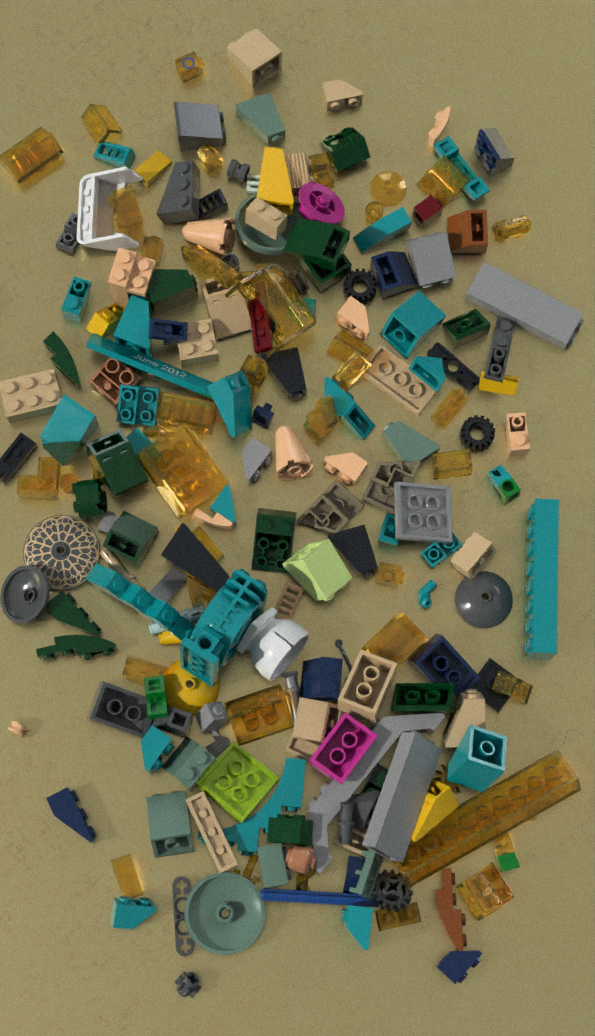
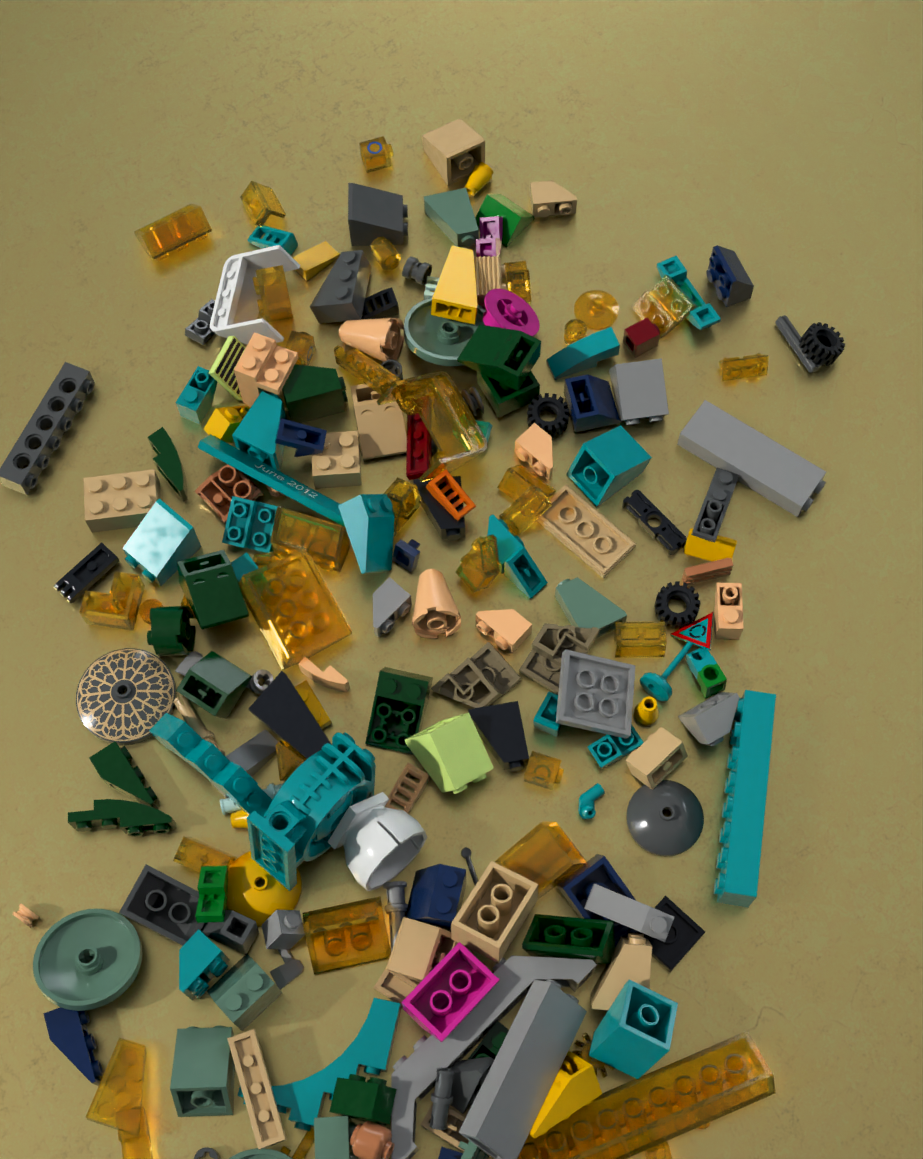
camera: 10 degrees right, 10 degrees down
(24, 594) = (67, 741): dark grey dish -> none
(64, 451) = (149, 568): dark green slope -> none
(71, 755) = (87, 959): none -> sand green dish
(99, 273) = (224, 366): none -> yellowish green tile
(111, 844) = (121, 1089): none -> clear yellow wing
(170, 528) = (253, 683): none -> light grey bush
(224, 505) = (342, 658): teal slope -> none
(237, 781) = (303, 1023): lime plate -> none
(266, 218) = (441, 322): tan brick -> none
(278, 80) = (479, 178): none -> yellow cone
(288, 370) = (439, 495): none -> orange slope
(295, 135) = (490, 236): none -> slope
(302, 115) = (514, 217): none -> green slope
(345, 148) = (549, 258): dark green slope -> none
(429, 370) = (623, 521): teal slope -> none
(440, 125) = (668, 243): light nougat slope -> none
(449, 407) = (645, 569): clear yellow hinge -> none
(460, 523) = (646, 711): none -> yellow cone
(465, 675) = (629, 912): none -> light grey slope
(466, 328) = (676, 478): dark green slope -> none
(468, 232) = (689, 365): dark orange slope -> none
(493, 454) = (695, 633): none -> teal piece
(498, 403) = (707, 571): none -> nougat tile
(511, 520) = (711, 718): none -> light grey slope
(512, 687) = (693, 938): clear yellow slope -> none
(553, 203) = (793, 338): none -> dark grey axle
(568, 209) = (822, 344): none -> black tyre

